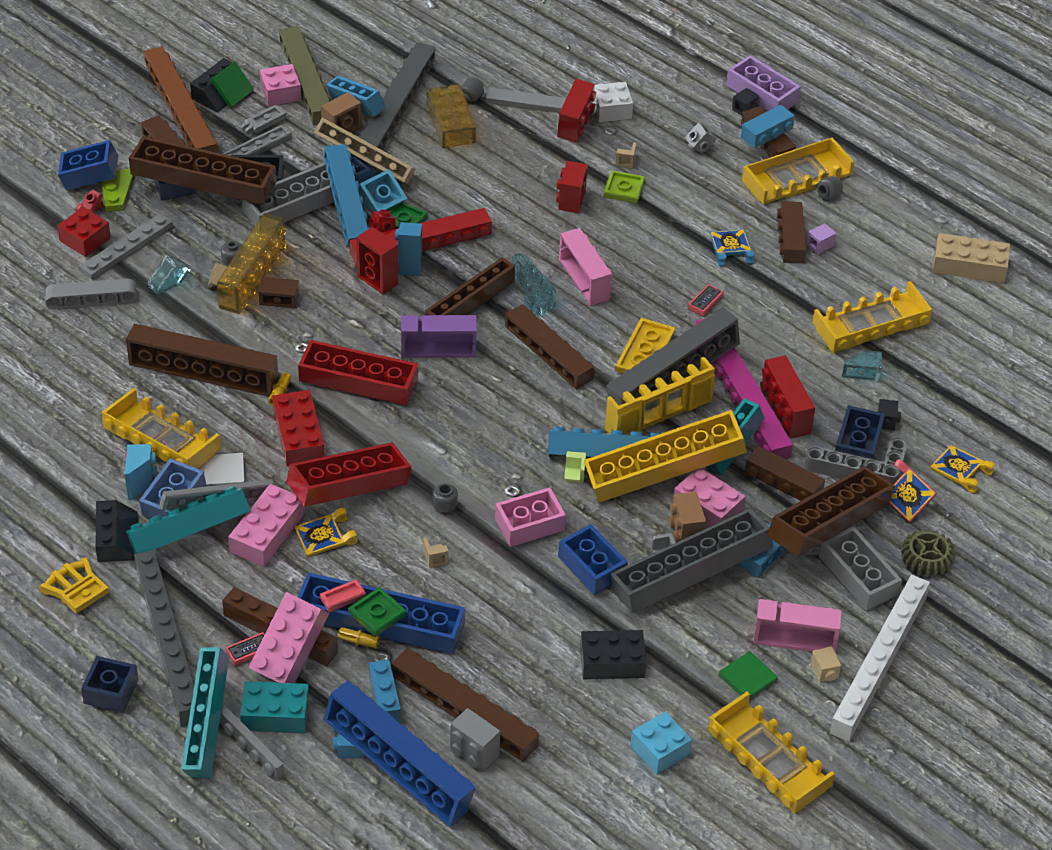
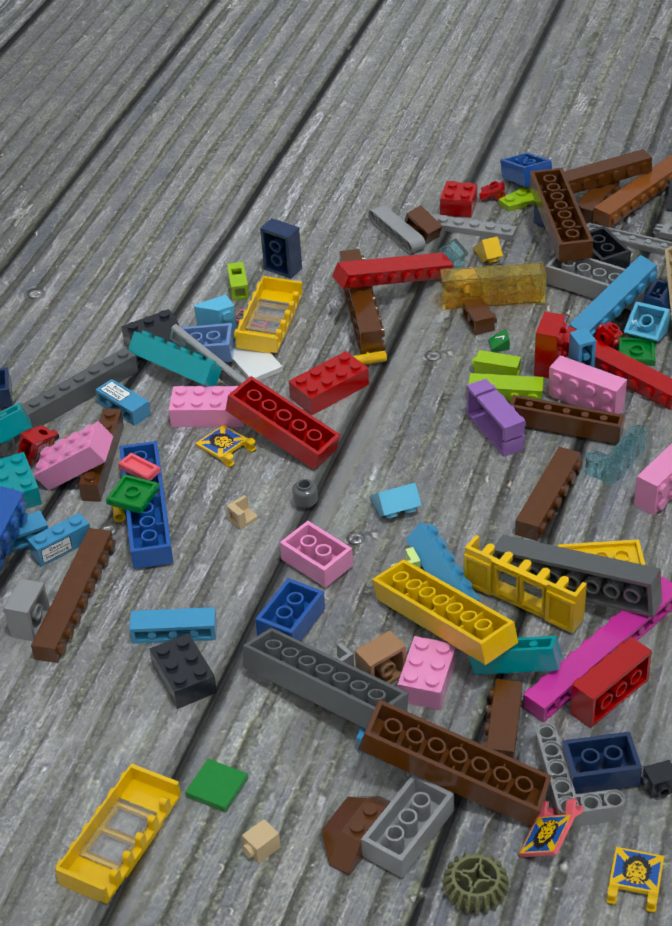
camera: 70 degrees right, 5 degrees down
(72, 380) = (281, 248): none -> dark blue brick
(77, 438) = (238, 281): none -> lime brick
(80, 594) = (88, 345): yellow plate -> none
(107, 268) = (424, 223): none -> reddish brown brick
(151, 110) = (609, 171): none -> reddish brown brick
(184, 245) = (489, 250): none -> yellow slope
(190, 314) = (390, 270): none -> red brick
(206, 587) = (116, 396): none -> dark azure brick
(238, 672) = (34, 441): none -> red torso
(323, 294) = (500, 341): none -> green slope
(358, 372) = (416, 390): red brick -> none
(360, 309) = (496, 363): none -> lime brick
(387, 324) = (512, 385): none -> lime brick
(442, 265) = (586, 386): none -> bright pink brick
(490, 442) = (396, 500): none -> medium azure slope
(551, 645) = (167, 624): none -> dark azure brick
(661, 742) = (90, 742): medium azure brick -> none
(796, 626) = (291, 795): bright pink piece -> none
(839, 592) = (347, 827): none -> reddish brown wedge
(879, 658) = (296, 885): white brick -> none

